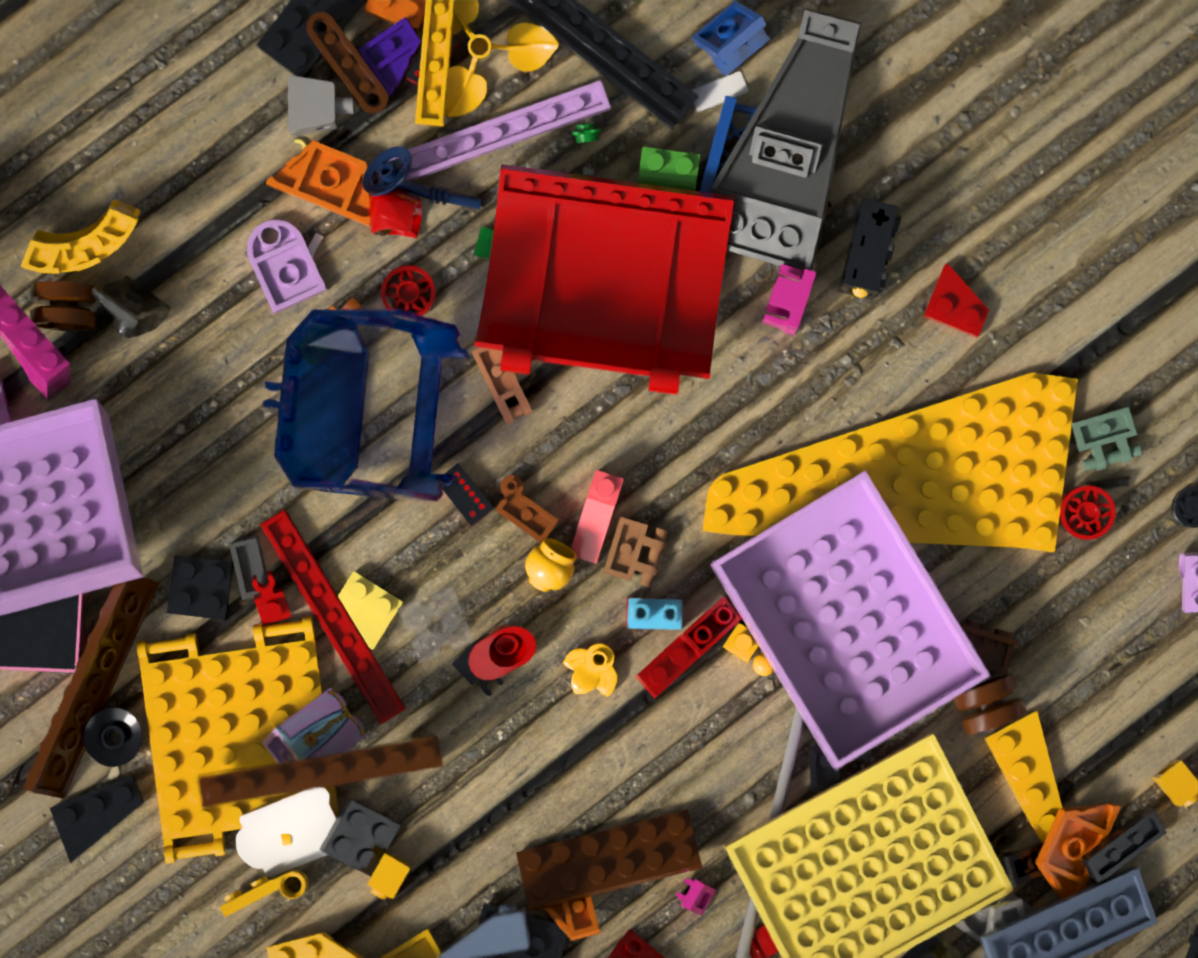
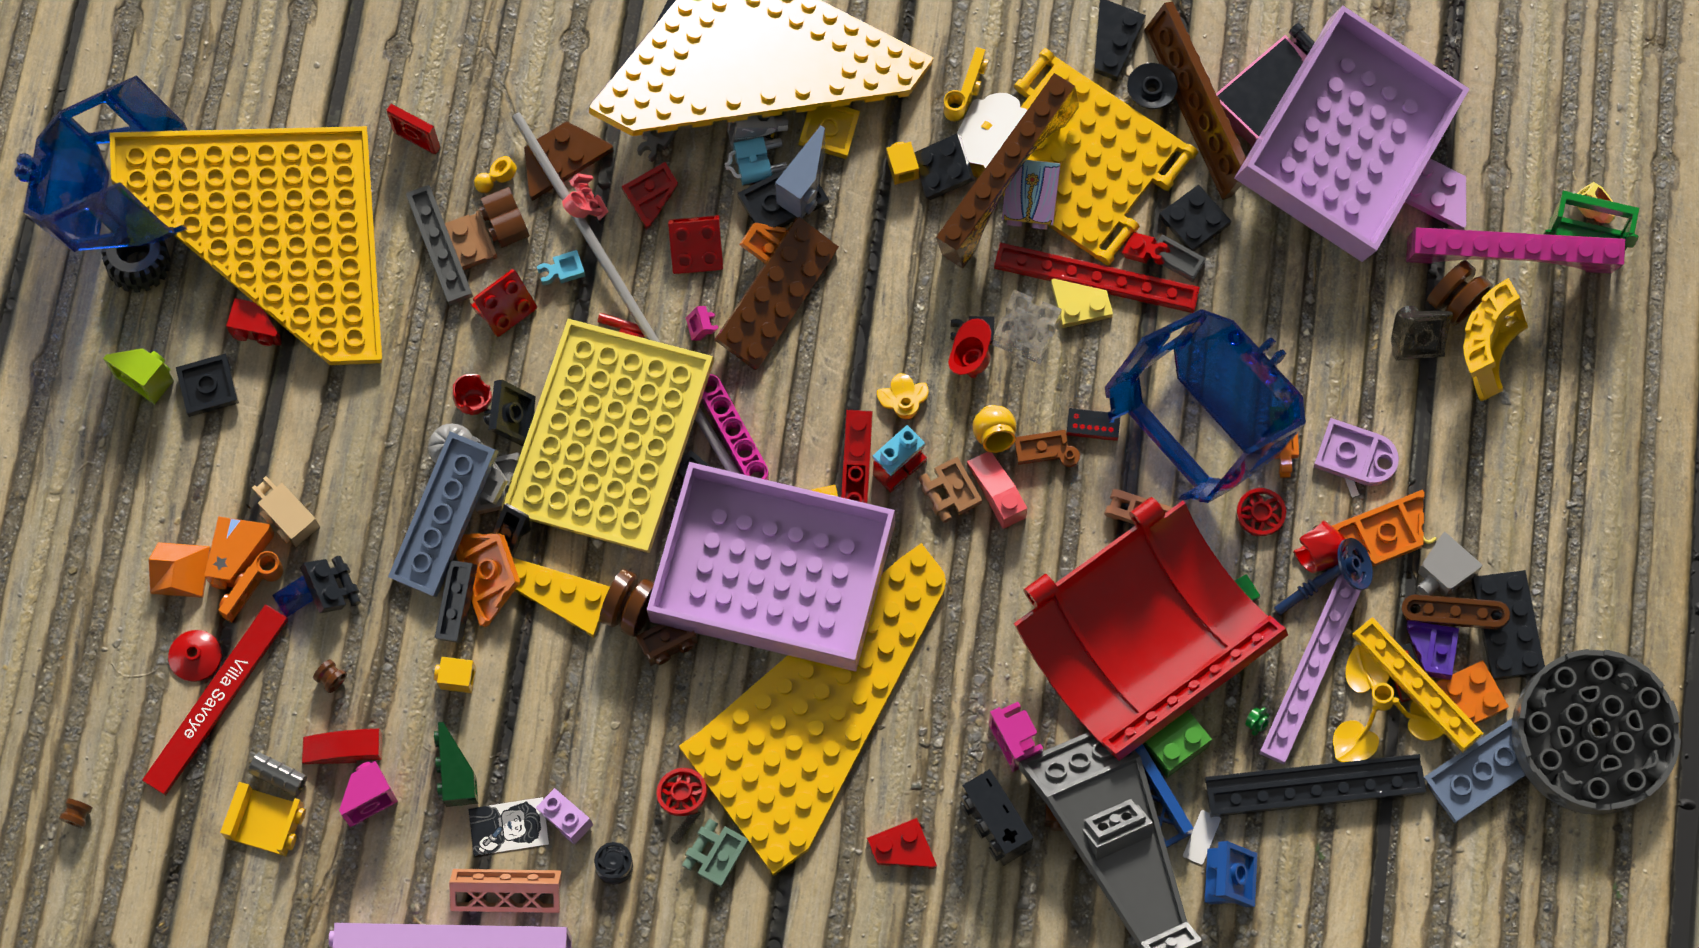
camera: 135 degrees right, 15 degrees down
(760, 757) = (732, 420): none -> dark pink beam

